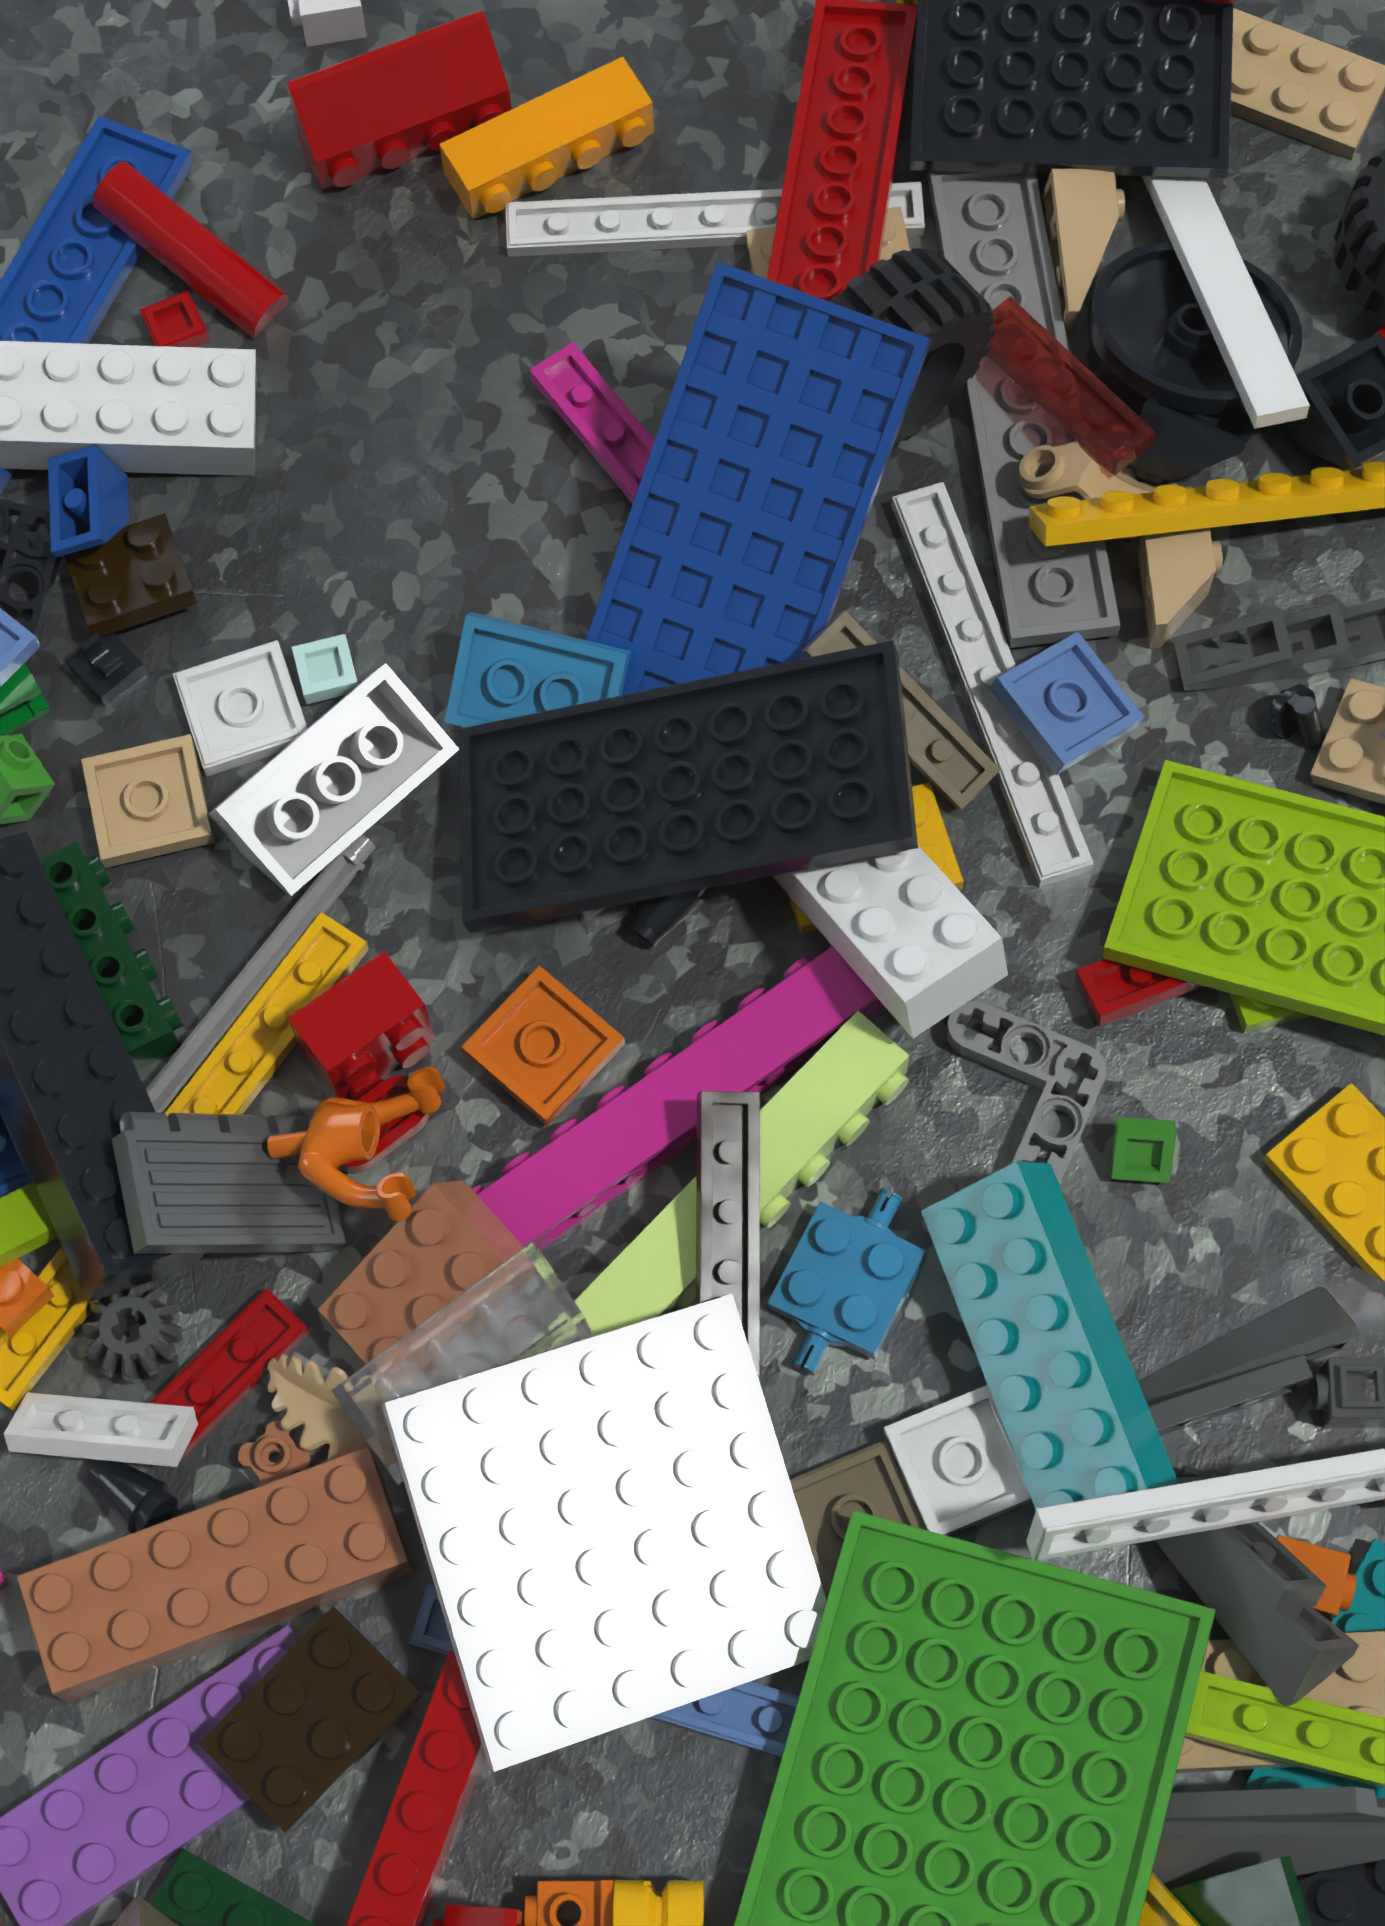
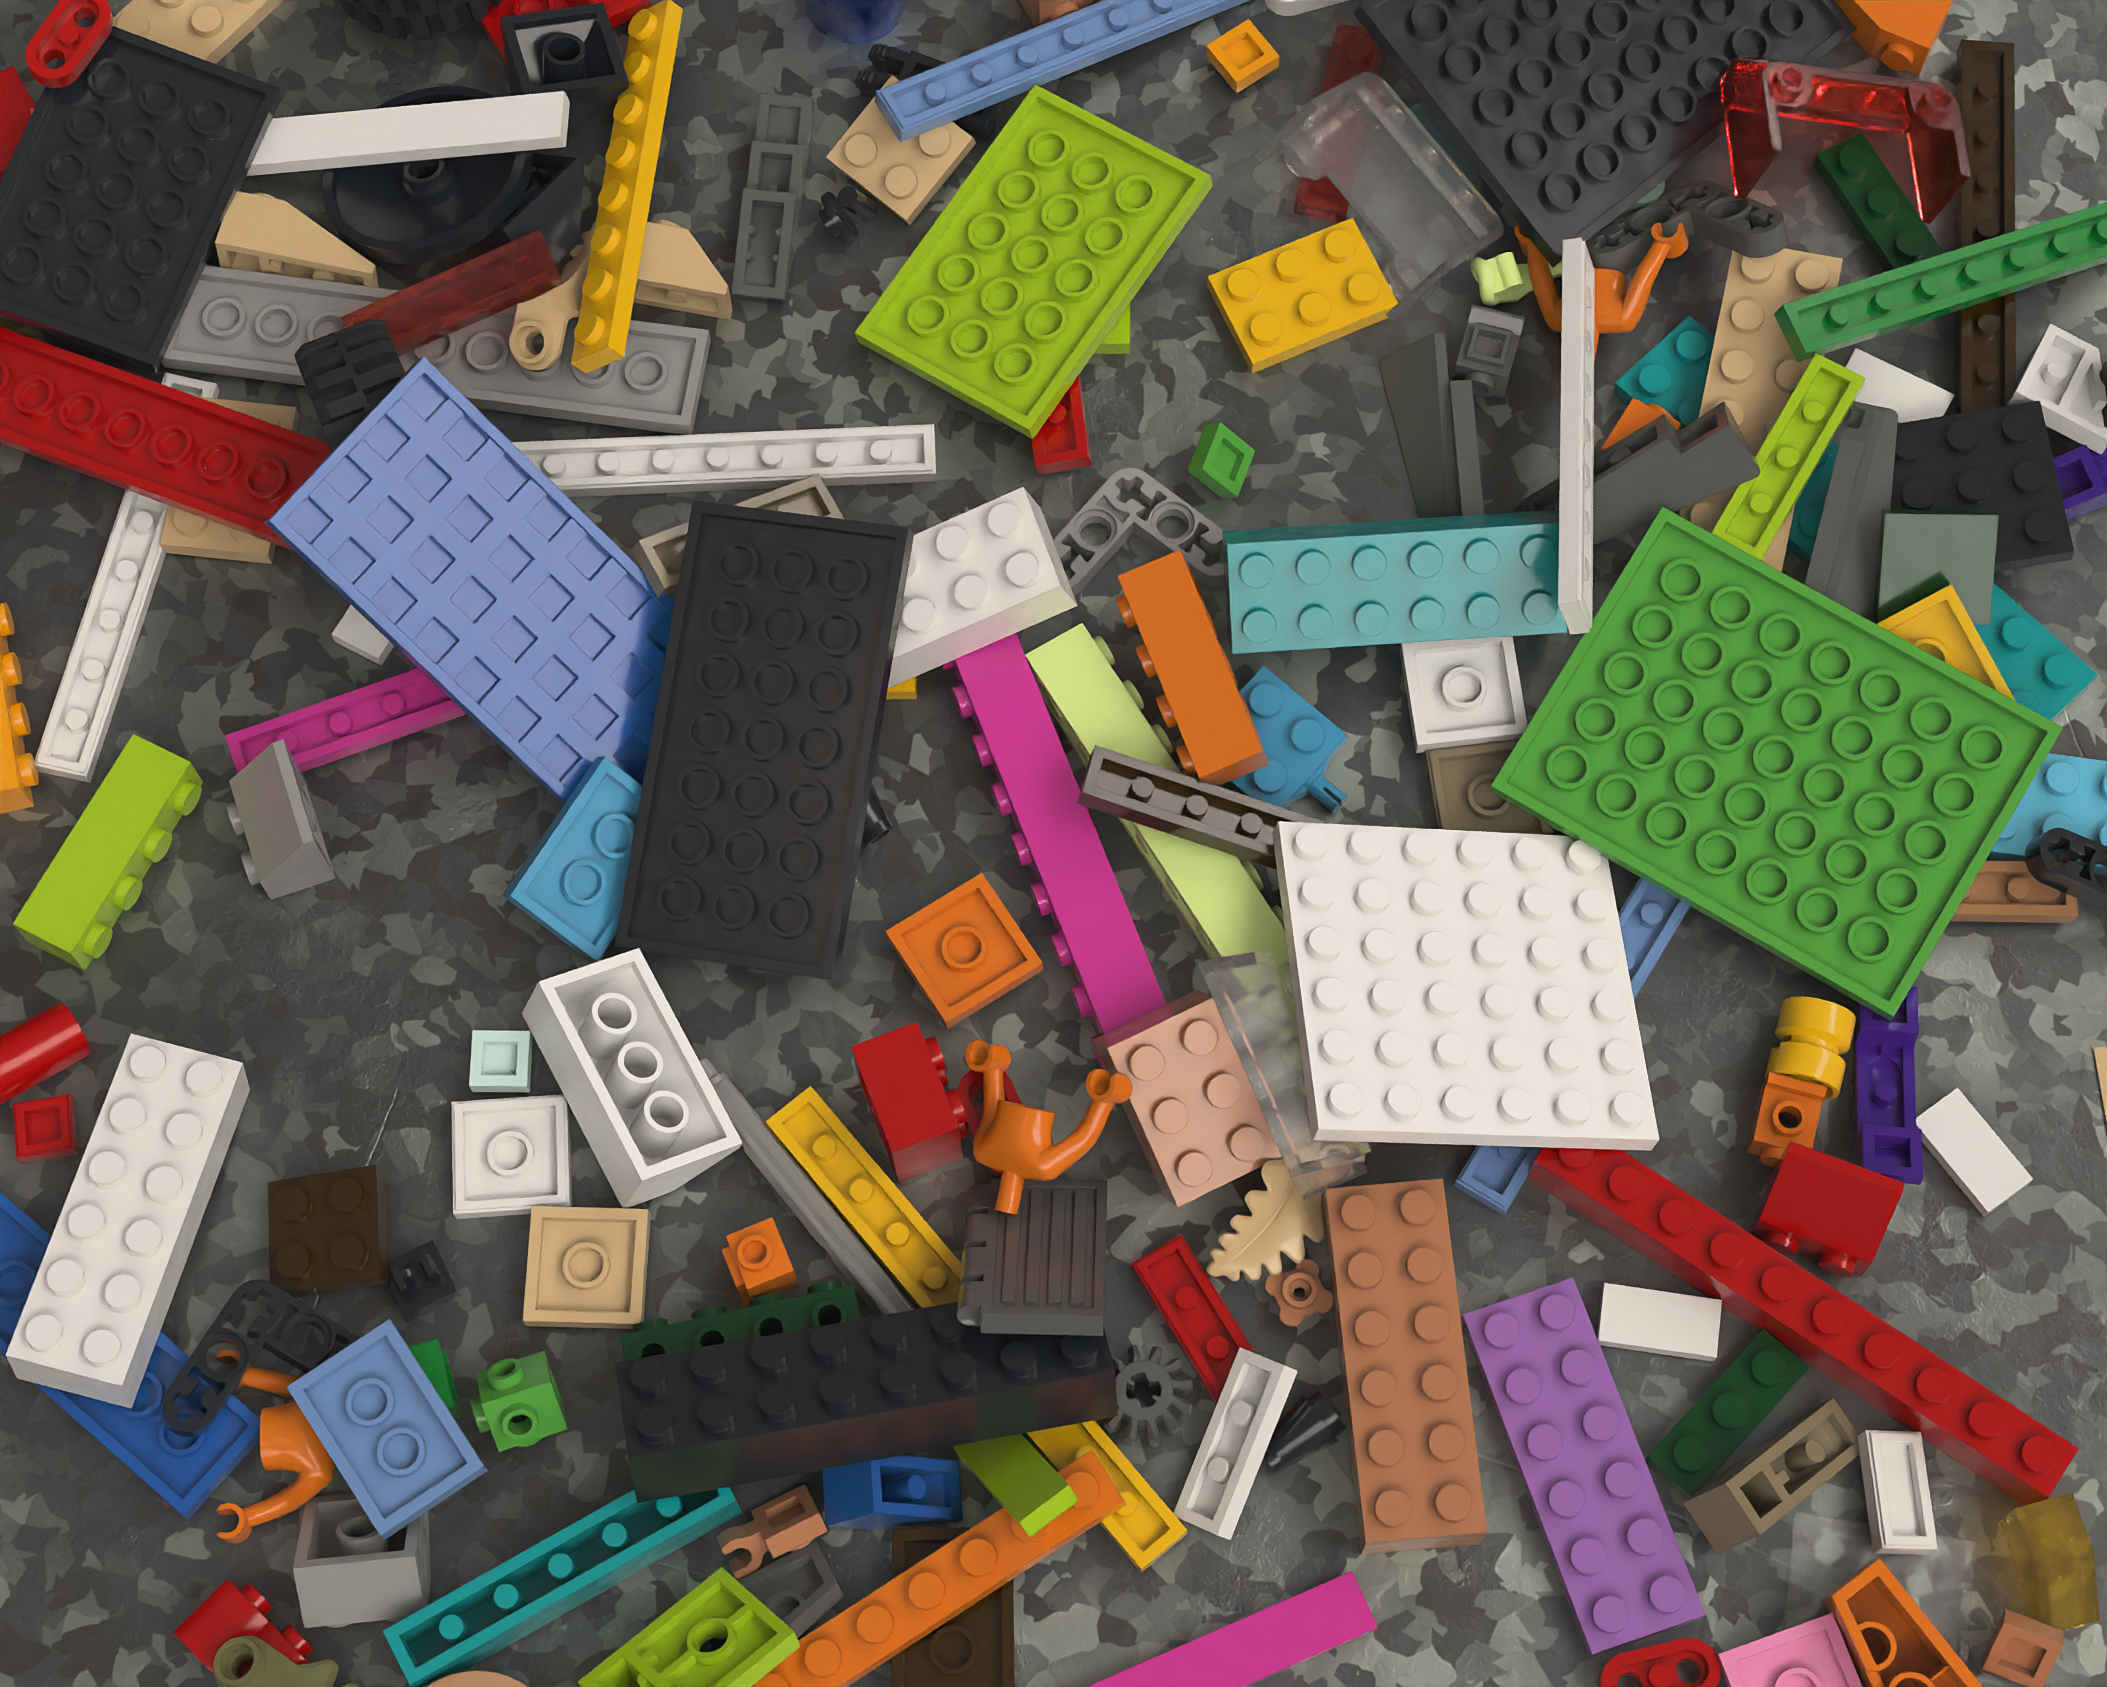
camera: 75 degrees left, 0 degrees up
(85, 500) = (241, 1248): blue slope -> none
(179, 938) = (759, 1261): none -> orange window
(310, 1720) = (1562, 1306): dark brown plate -> none
(333, 1843) = (1659, 1322): none -> white tile
(436, 287) = (109, 853): none -> lime brick
(499, 415) = (279, 824): none -> light grey slope
(884, 1172) = (1192, 671): none -> orange wedge
(1066, 702) = (772, 397): medium blue plate -> none

